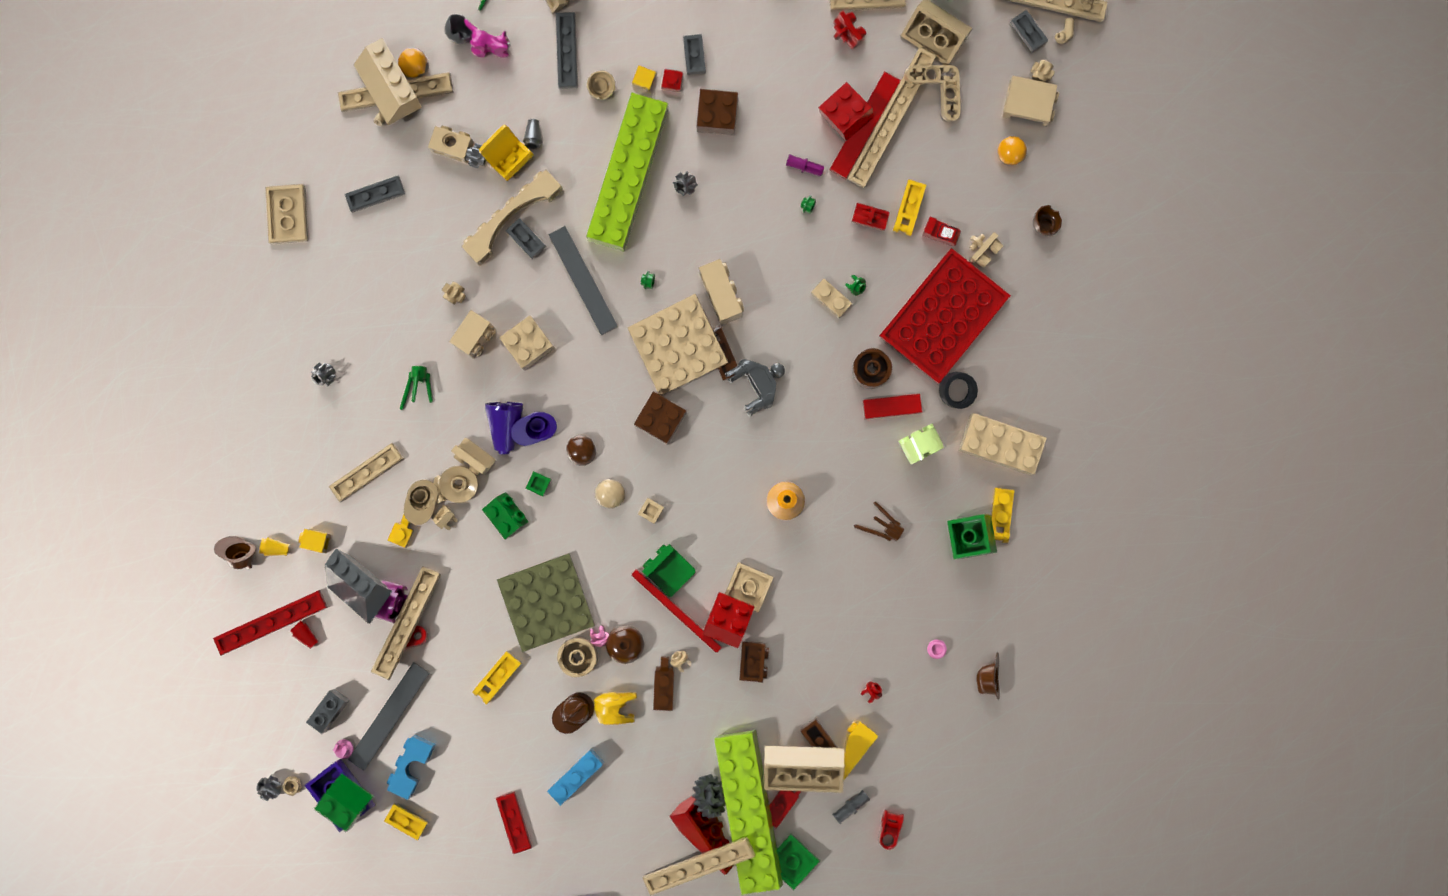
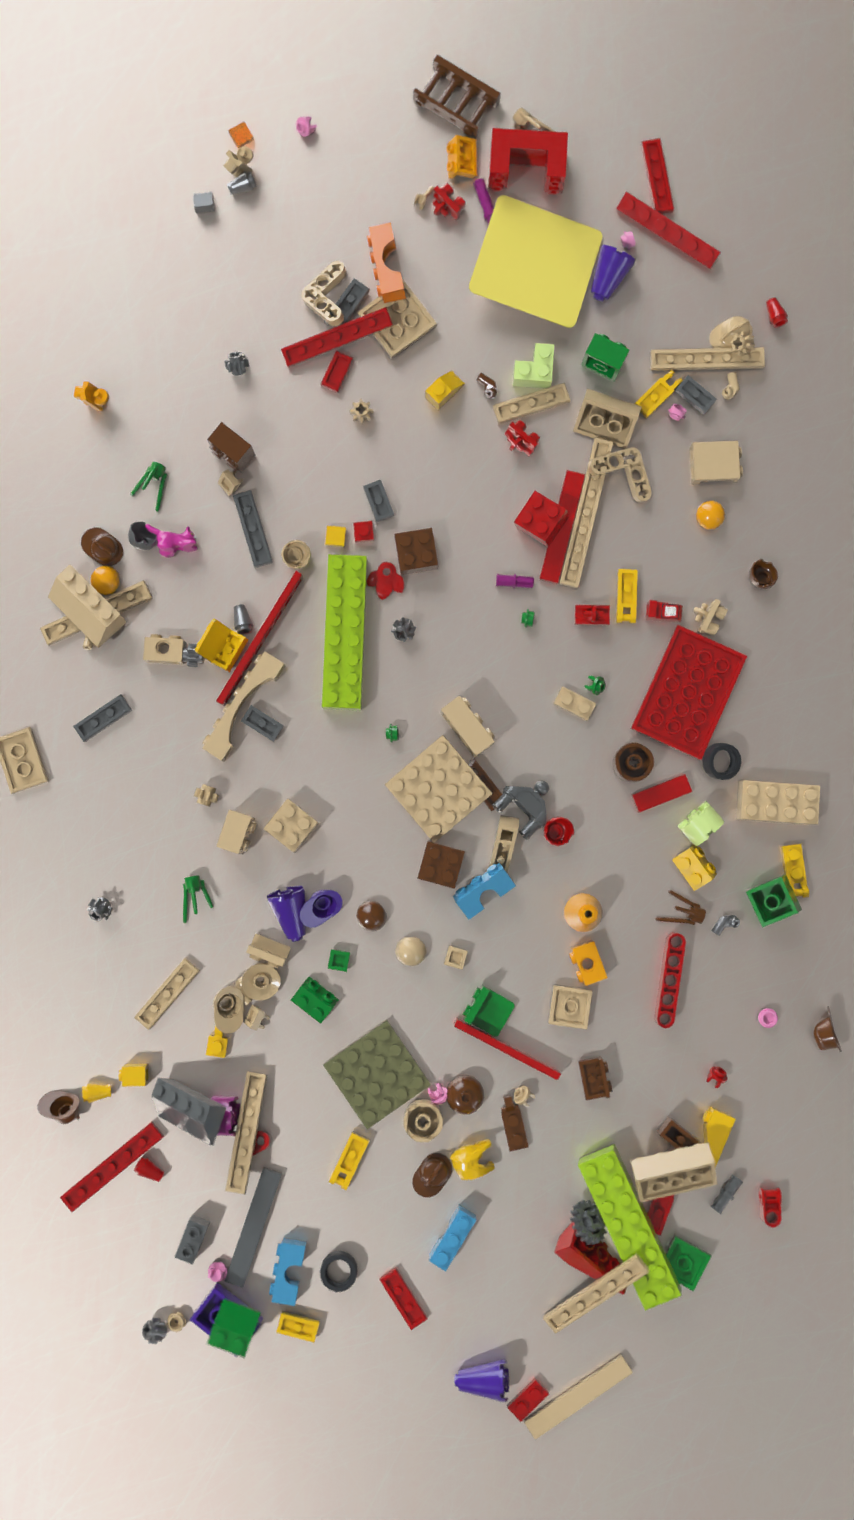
camera: 25 degrees left, 0 degrees up
(417, 30) = (102, 546): none -> reddish brown piece
(444, 779) = (327, 1282): none -> black tyre
(545, 156) = (260, 638): none -> red tile
(583, 280) = (329, 749): dark grey tile -> none
(678, 135) = (385, 583): none -> red plate
(678, 456) = (469, 897): none -> dark azure arch
(725, 417) = (504, 841): none -> tan slope
(728, 620) = (560, 1045): red brick -> none
(780, 538) = (596, 971): none -> light orange brick
(782, 415) = (558, 831): none -> red hair
(858, 579) = (672, 989): none -> red beam
(905, 485) = (695, 867): none -> yellow bracket
(920, 546) = (724, 922): none -> flat silver arm
(991, 21) = (657, 394): none -> yellow hinge
(1006, 43) = (677, 412): none -> bright pink plate
(1042, 71) = (719, 430): tan gear -> none

